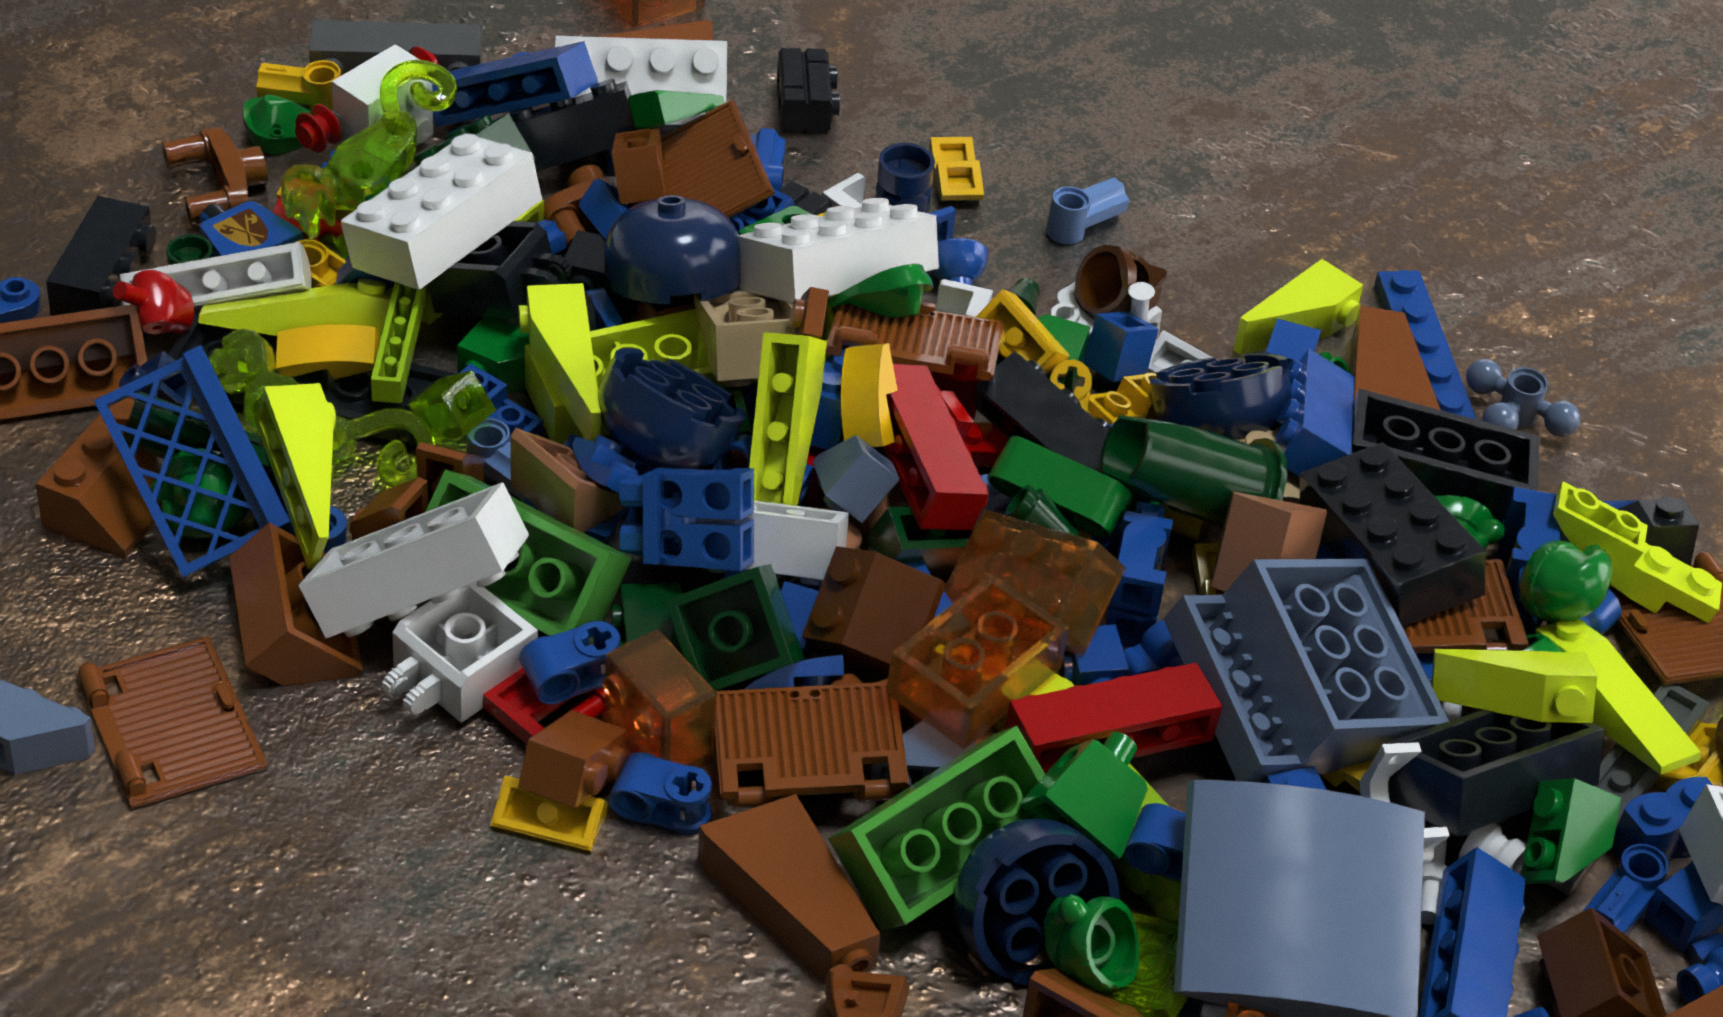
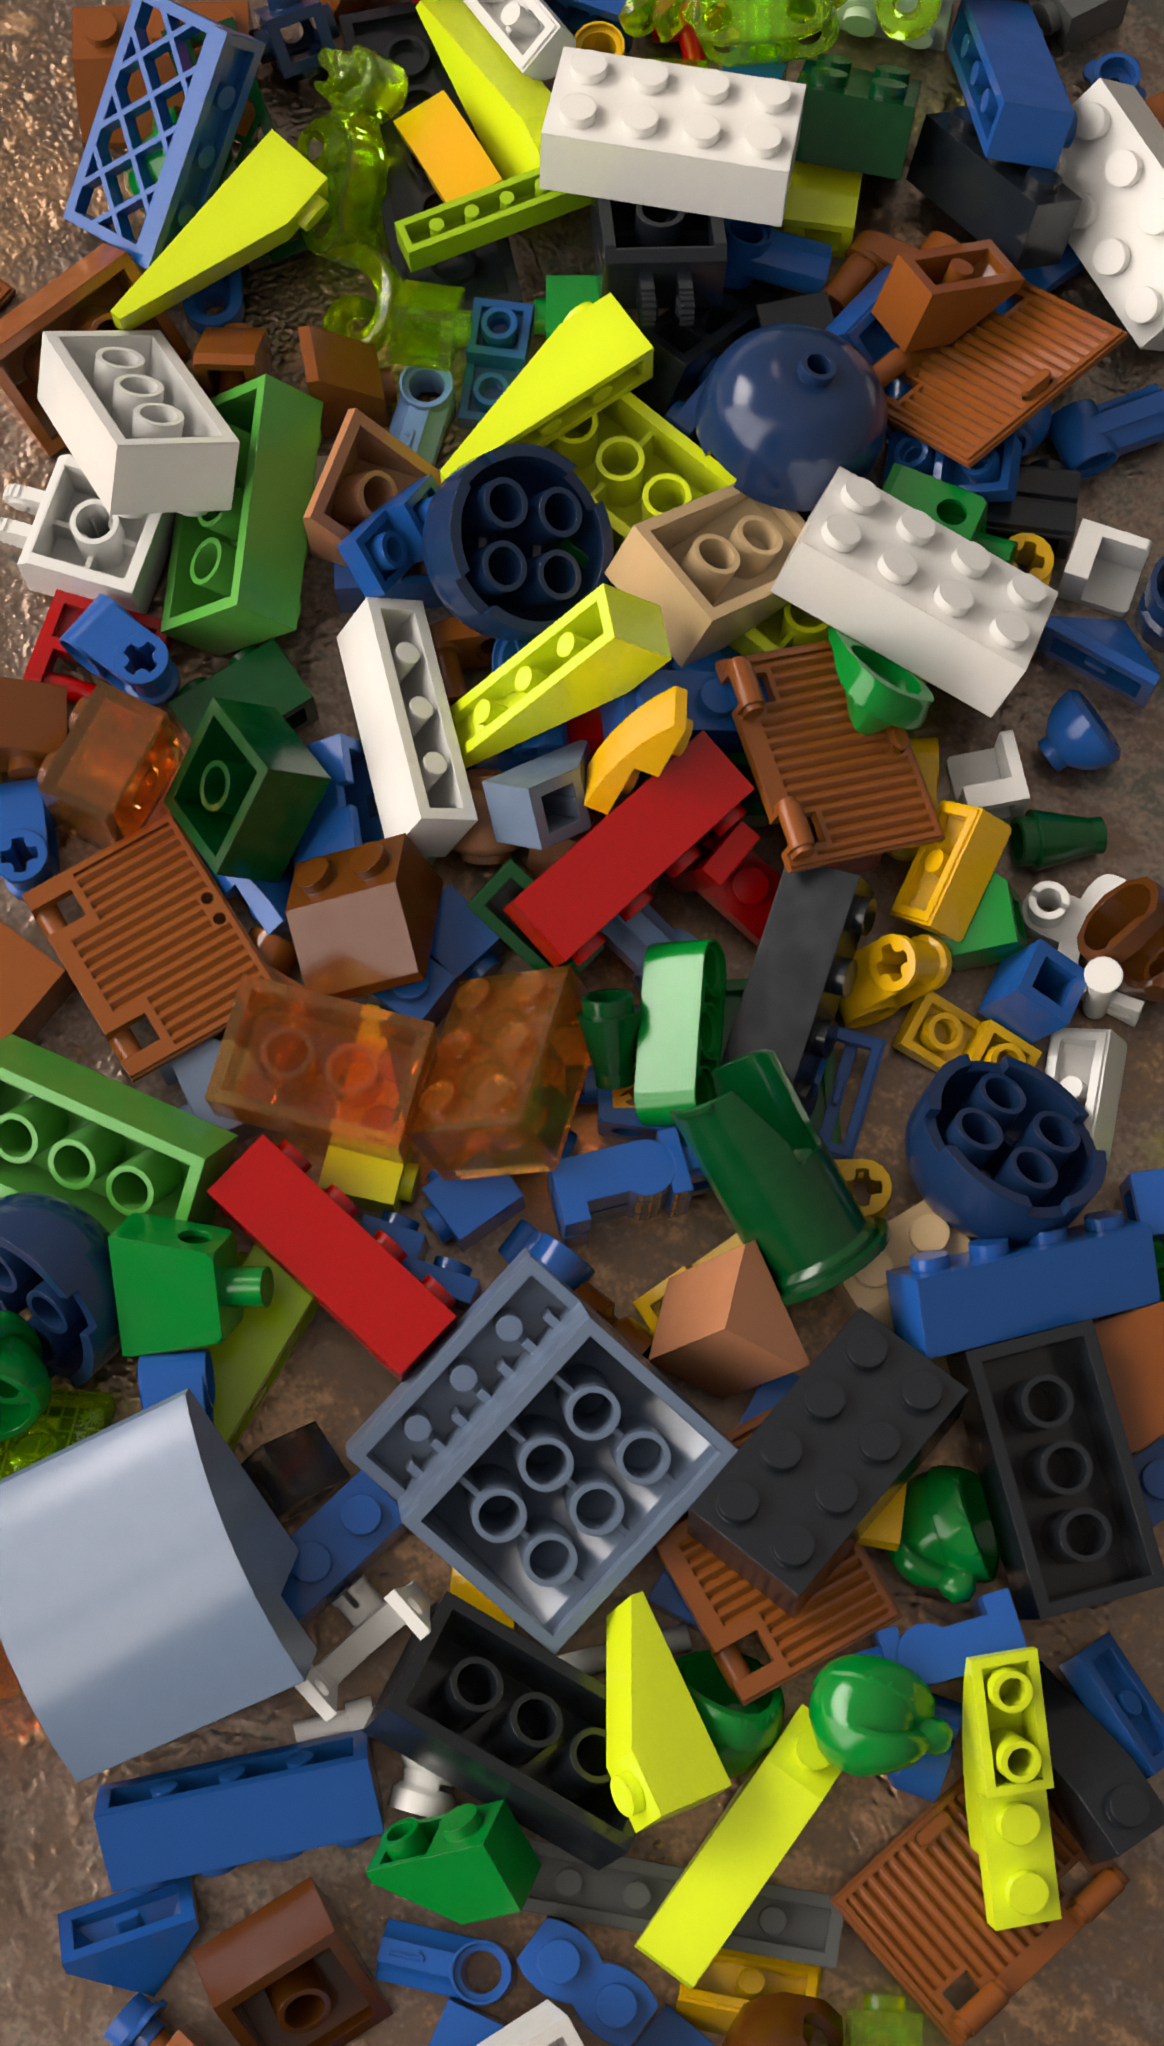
camera: 70 degrees right, 30 degrees up
(666, 107) = (1066, 274): slope -> none
(673, 513) = (348, 662): blue hips -> none
(809, 312) = (692, 618): dark orange plate -> none

